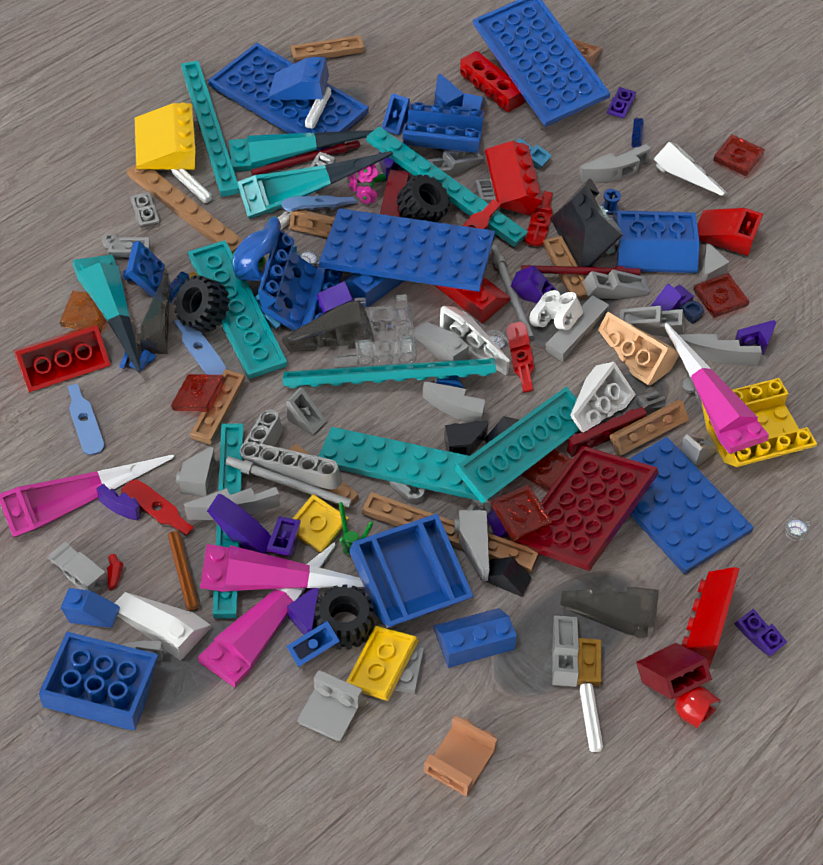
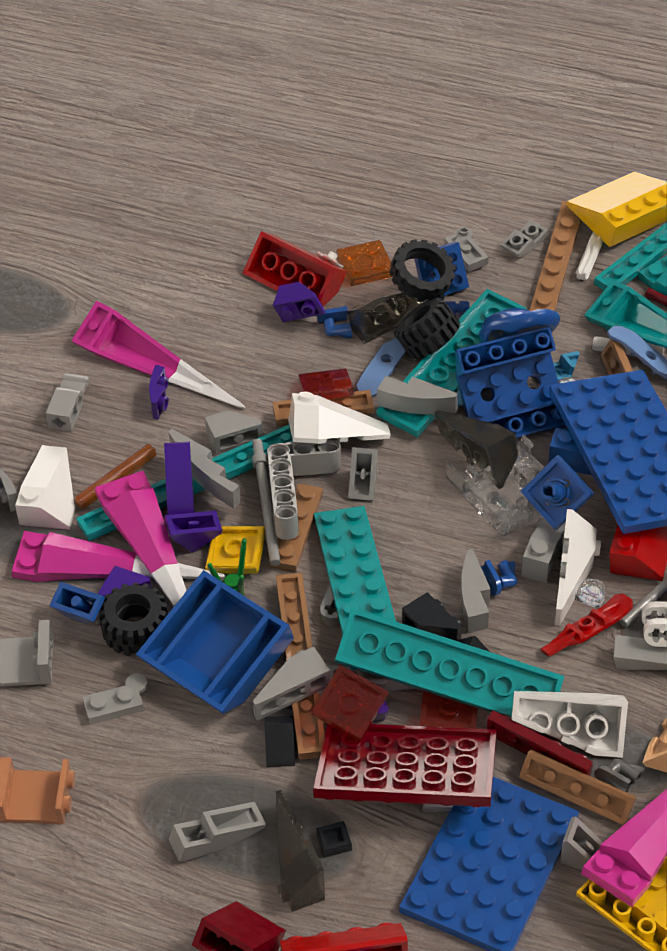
camera: 65 degrees right, 5 degrees down
(68, 328) = (331, 257): none -> white plant
(88, 430) = (228, 331): medium blue piece -> none
(89, 608) = (25, 427): blue slope -> none
(102, 367) = (296, 302): none -> dark purple slope
(103, 283) = (377, 270): teal plate -> none
(114, 571) = (84, 428): red bar -> none
(150, 499) = (178, 412): red piece -> none
(152, 286) = (431, 254): none -> black tyre
(246, 407) = (317, 419): none -> white wedge
(261, 343) = (415, 397): none -> light grey slope
(334, 296) = (532, 427): dark purple slope -> none
(381, 373) = (471, 523): teal plate -> none
(382, 662) = (101, 675): yellow tile -> none
(426, 307) = (554, 490): none -> blue plate
(475, 637) = (183, 741): blue slope -> none
(589, 661) = (214, 859): pearl gold plate -> none
(591, 717) = (147, 892): white axle -> none
(608, 580) = (334, 839): none -> black tile

